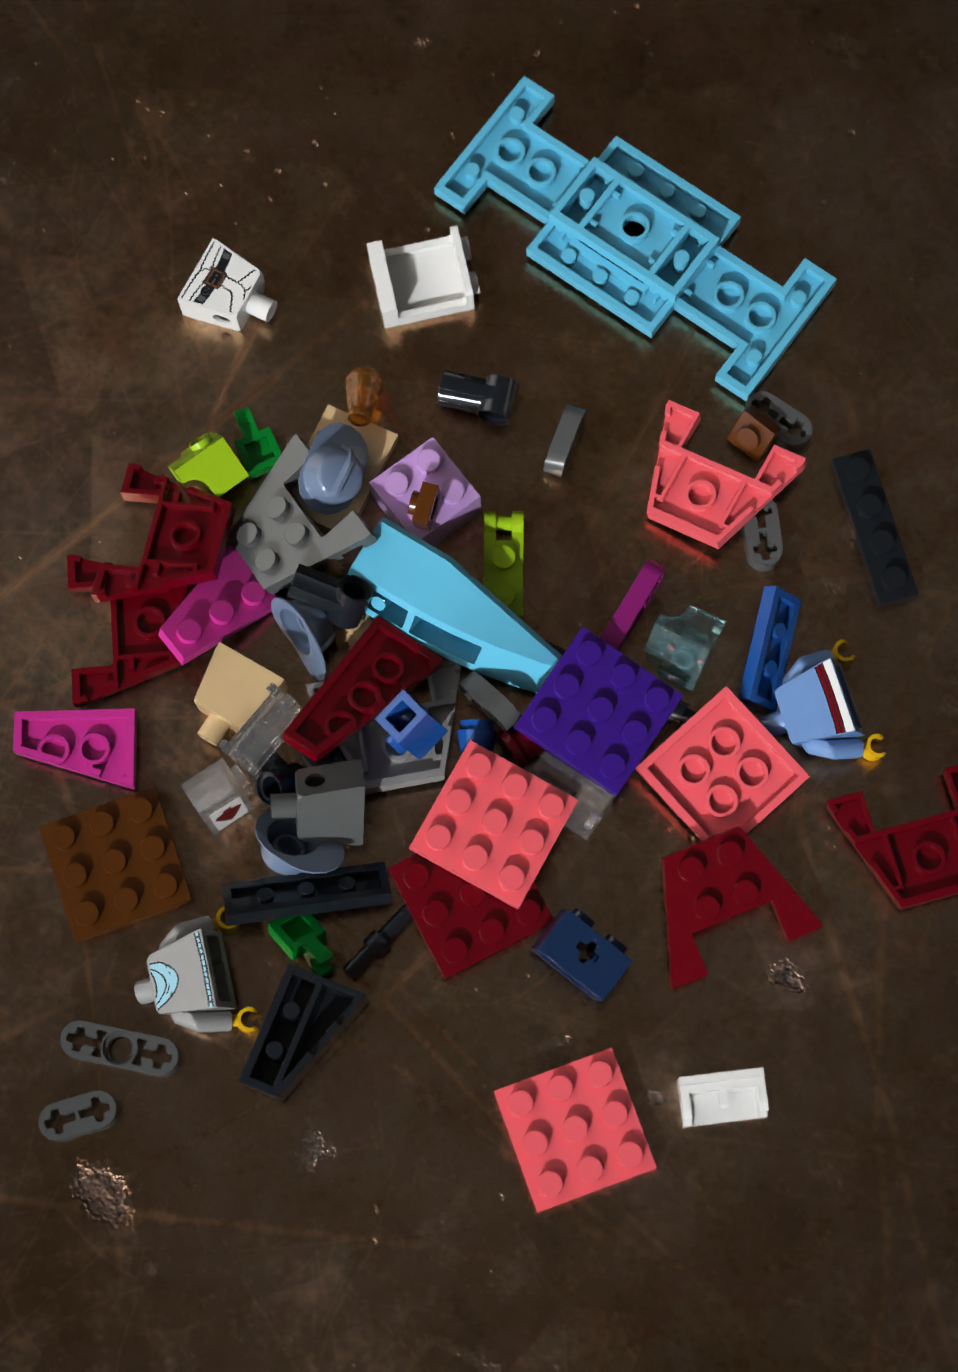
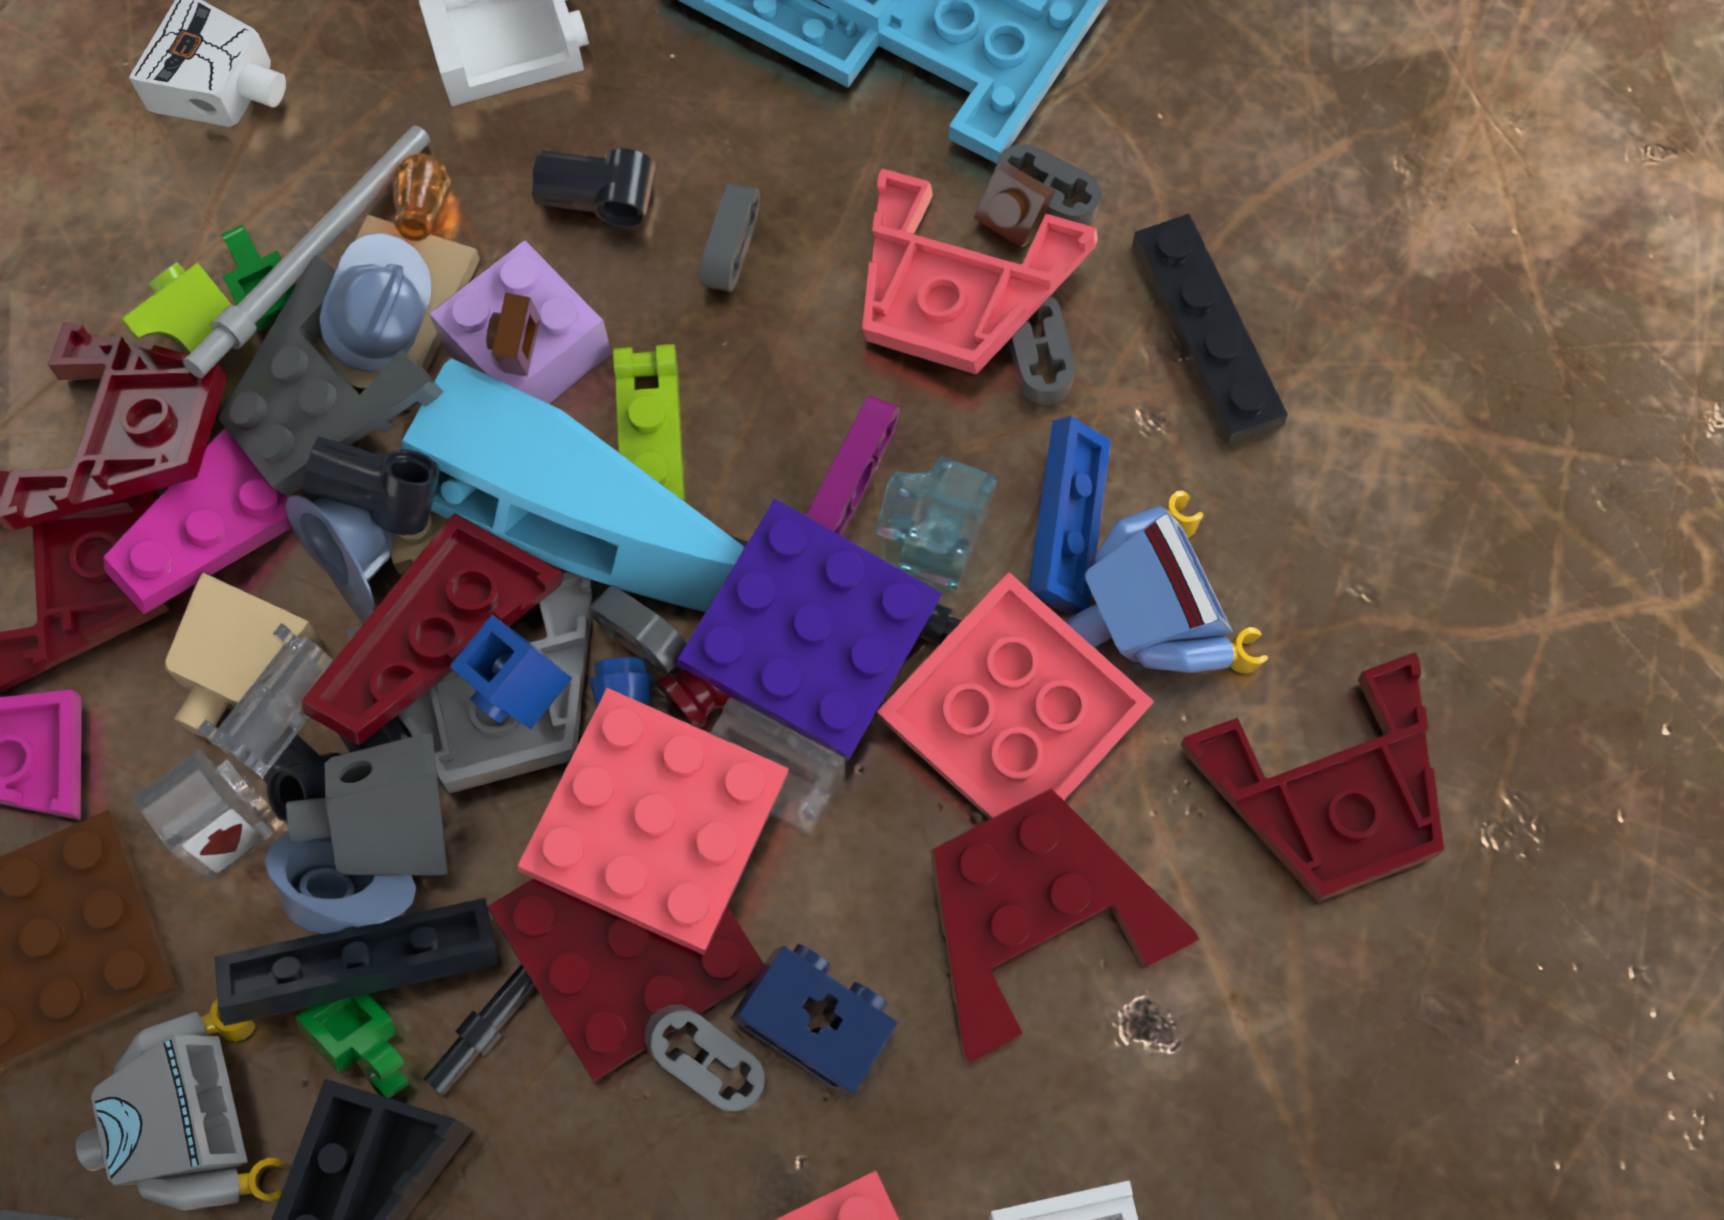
camera: 10 degrees left, 5 degrees down
(246, 477) = (237, 323): none -> light grey bar
(519, 964) = (695, 1070): none -> dark grey beam

